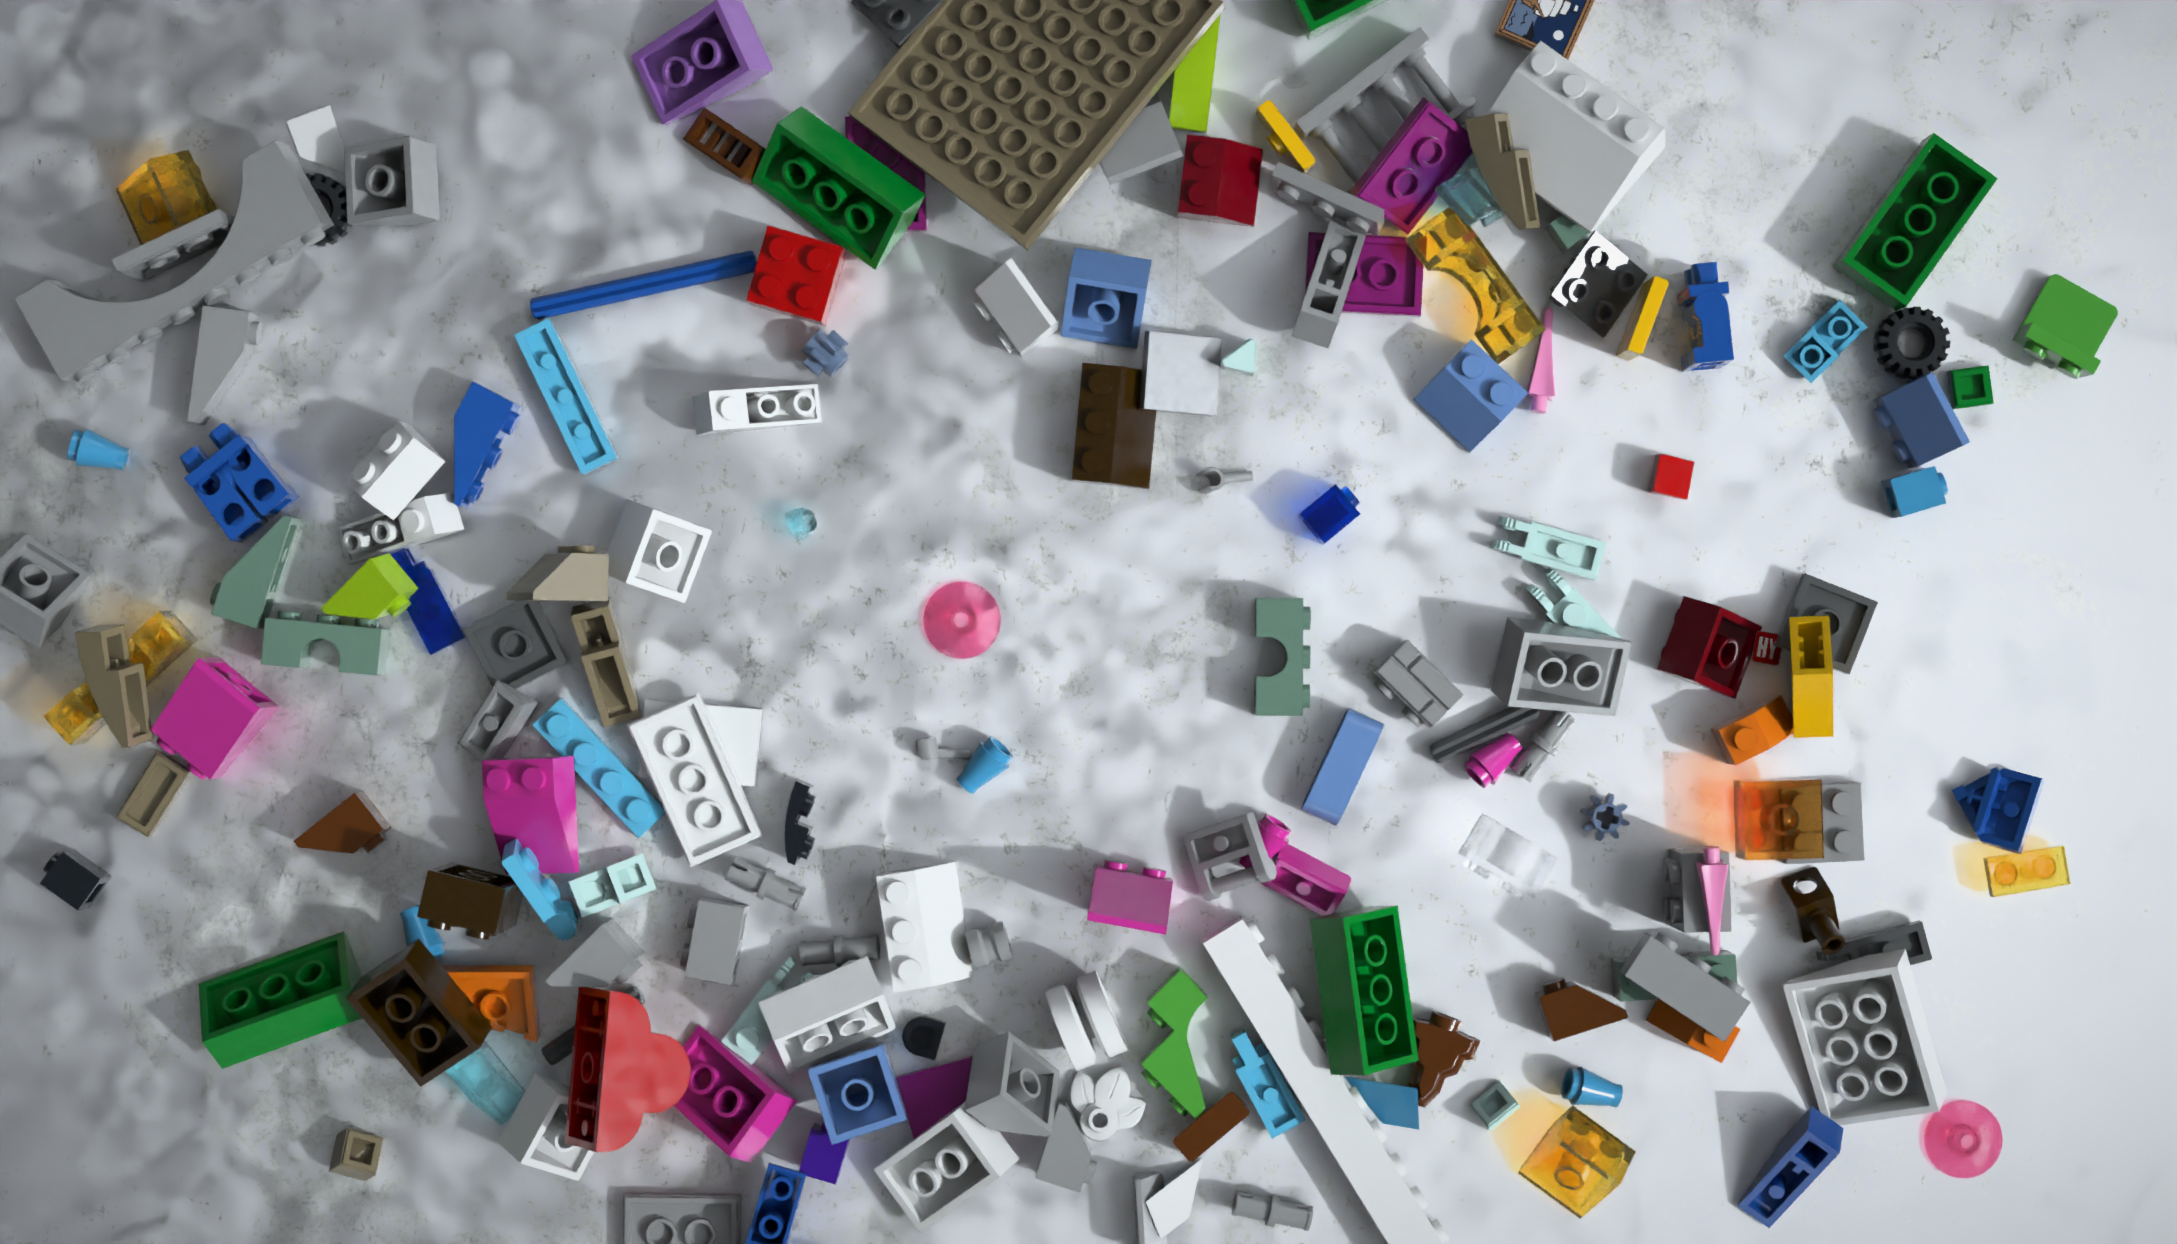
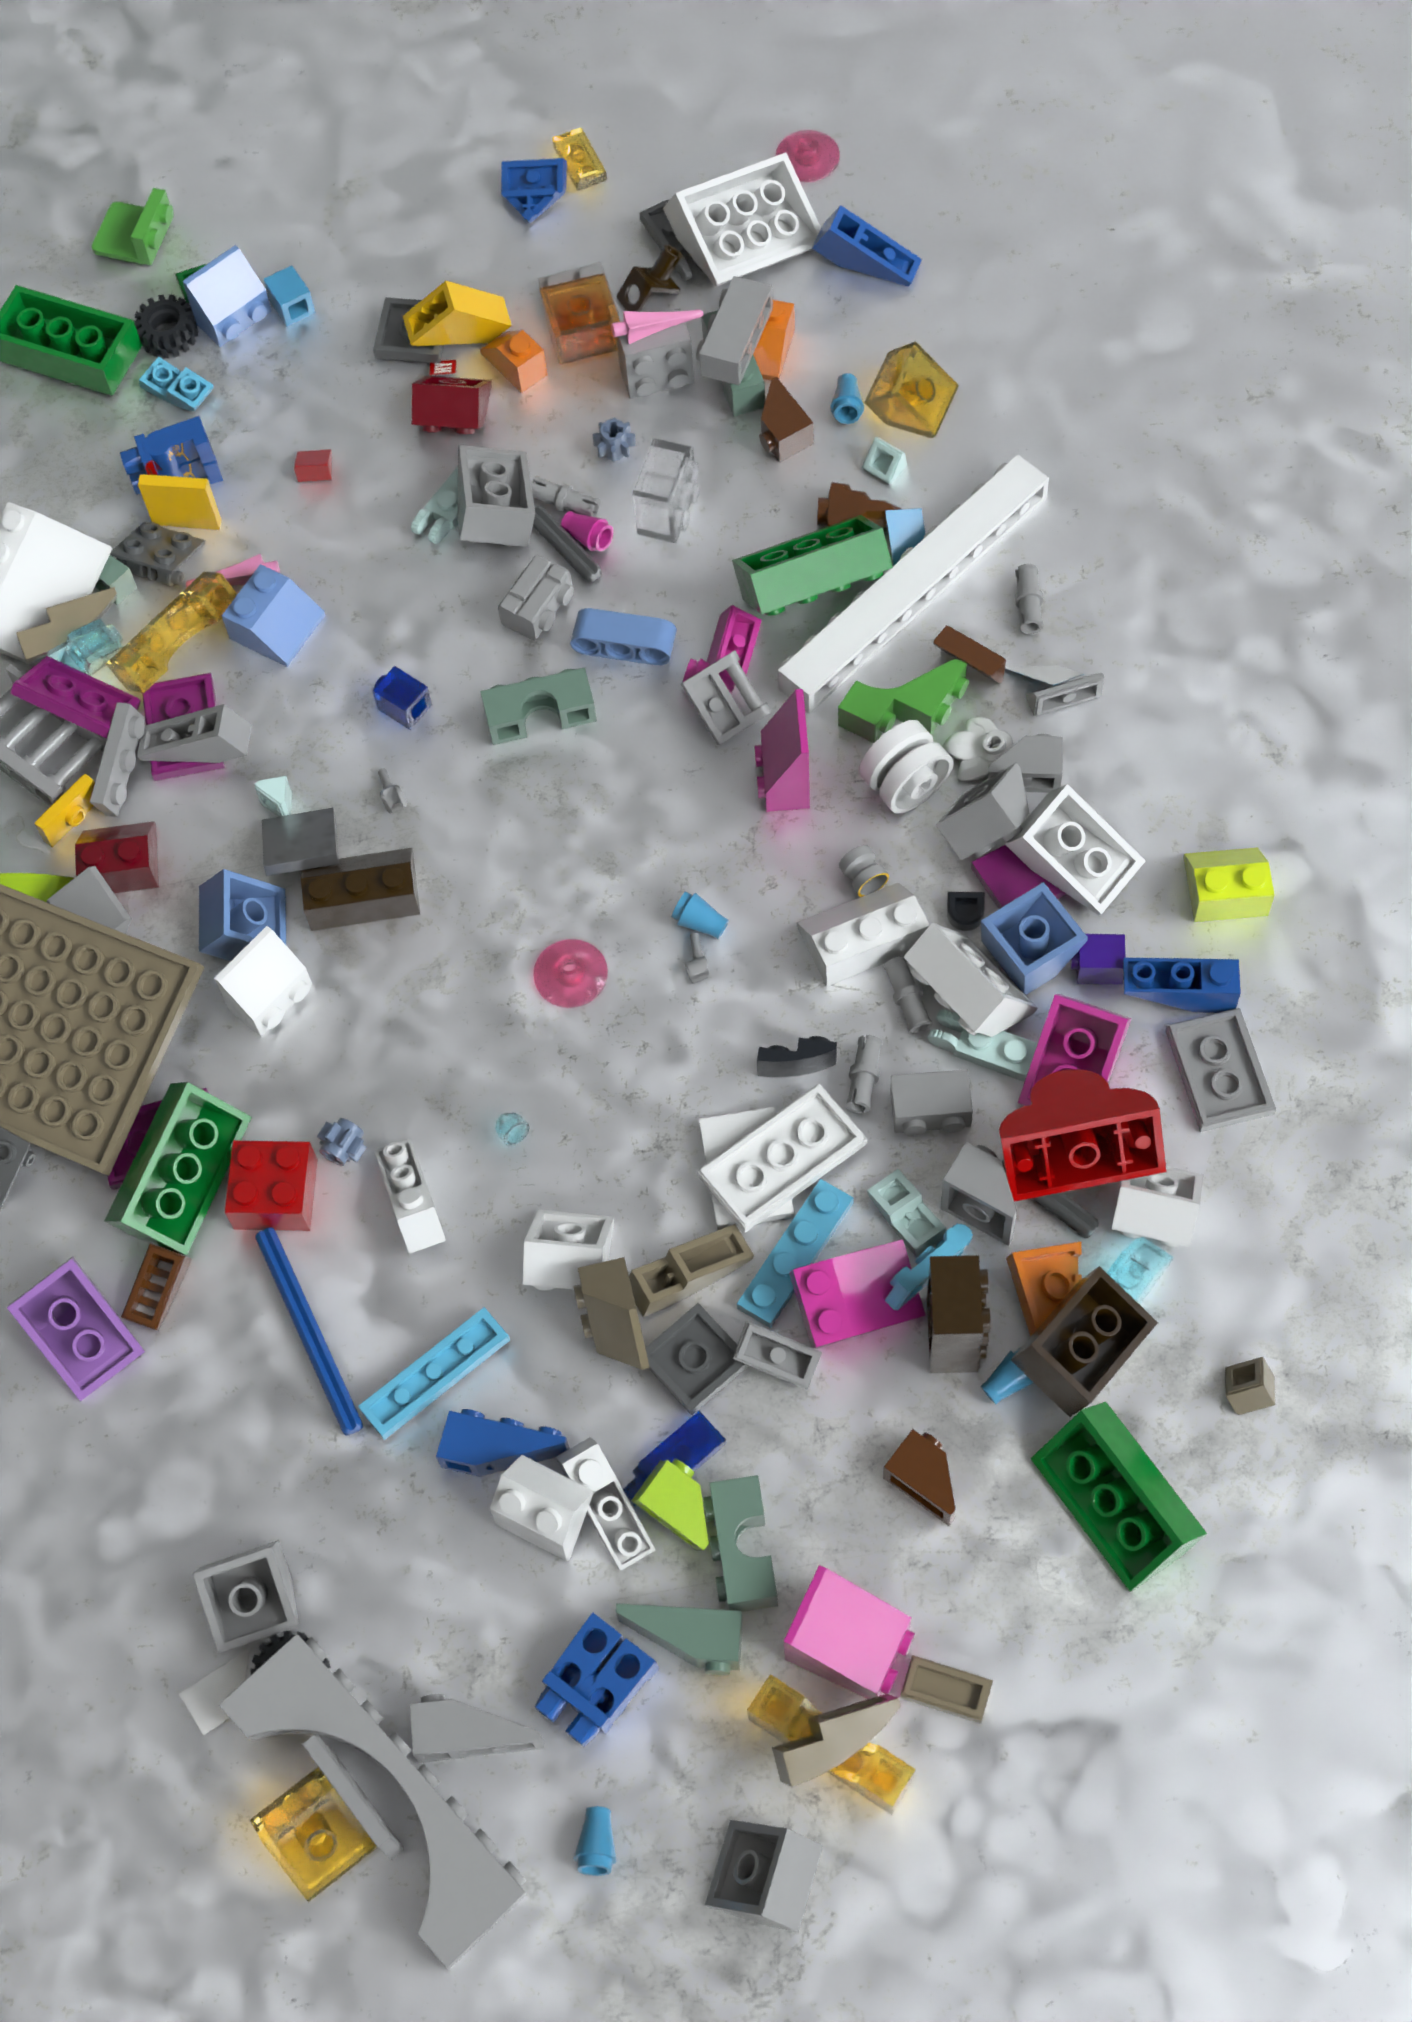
camera: 95 degrees left, 25 degrees down
(74, 878) = (1059, 1745): black brick -> none
(1266, 1086) = (919, 629): medium azure hinge -> none
(1553, 548) = (393, 530): light aqua hinge -> none

